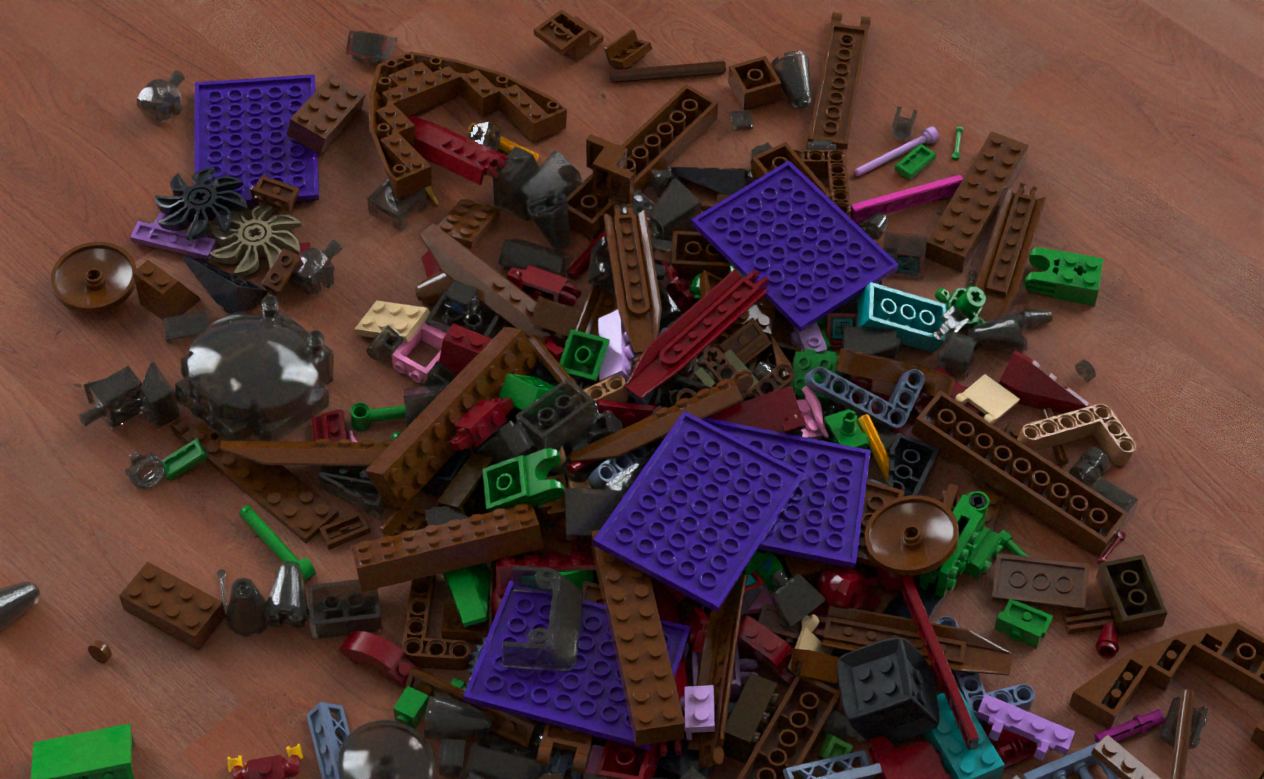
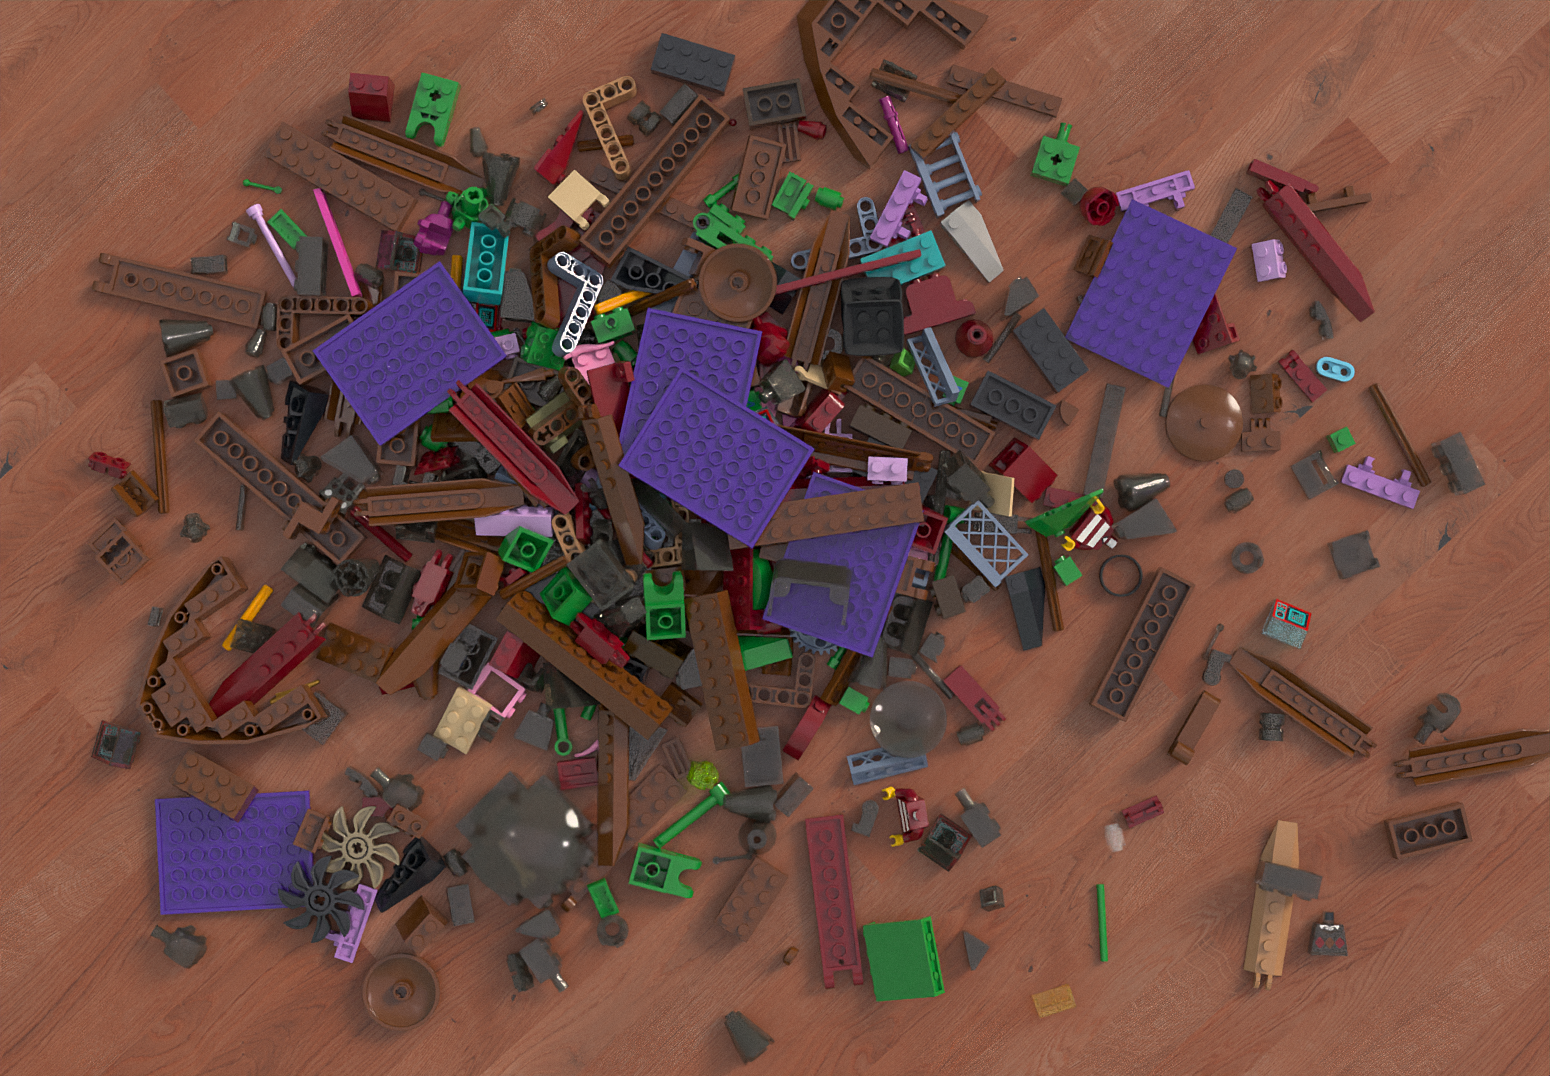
camera: 85 degrees left, 35 degrees up
(164, 695) = (833, 897): none -> dark red hinge
(212, 512) = (666, 876): none -> green brick
(264, 728) = (867, 819): none -> clear smoke leg
(296, 643) = (792, 794): none -> clear smoke hinge
(323, 549) = (702, 775): none -> clear neon green brick
(335, 232) = (368, 786): none -> clear smoke slope
(362, 298) = (433, 747): none -> clear smoke brick
(381, 389) = (536, 728): none -> clear smoke torso
(503, 67) = (155, 616): none -> clear smoke tile
(595, 95) = (194, 528): none -> clear smoke rock
(614, 136) = (241, 507): none -> clear smoke piece
(657, 31) = (100, 462): none -> dark red hinge
(716, 83) = (185, 410): none -> clear smoke brick
(741, 136) = (254, 391): none -> clear smoke cone
(793, 139) = (256, 343): none -> clear smoke cone
(869, 100) = (209, 265): none -> clear smoke leg
(877, 174) = (311, 266): none -> clear smoke brick
(888, 478) = (662, 297): none -> reddish brown axle
(926, 279) = (435, 231): none -> magenta piece
(1026, 660) = (829, 198): none -> green brick
(1069, 218) = (371, 97): none -> dark red slope
(1162, 514) = (693, 64): none -> black brick

